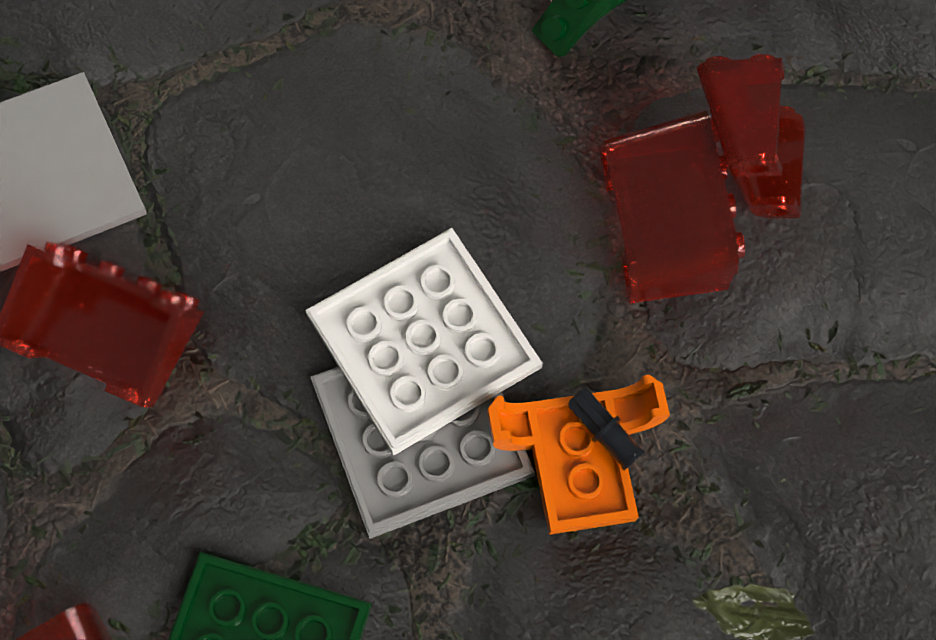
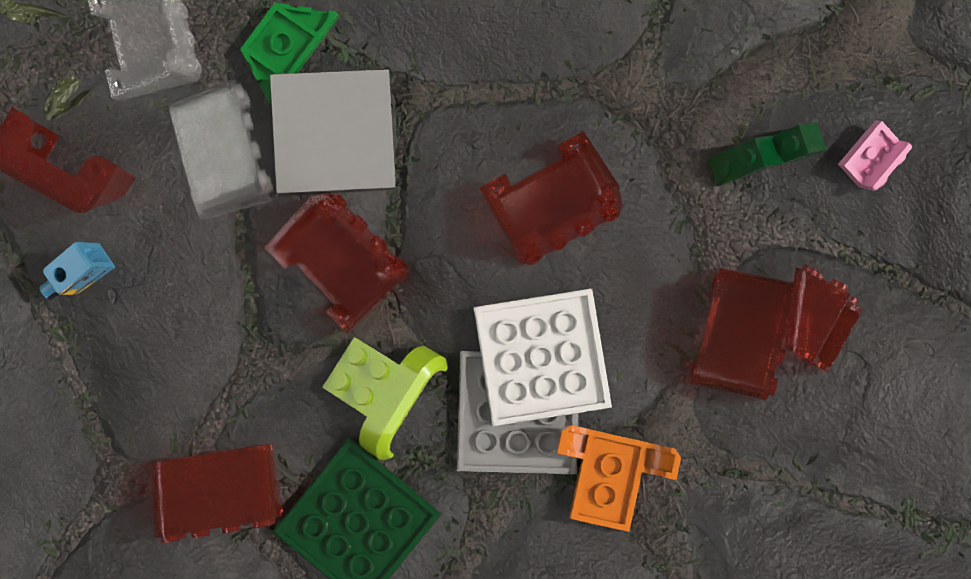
camera: 25 degrees right, 15 degrees up
(220, 468) = (381, 389): none -> lime piece
(365, 149) = (555, 202): none -> clear red windscreen
(605, 428) = (632, 469): black axle -> none

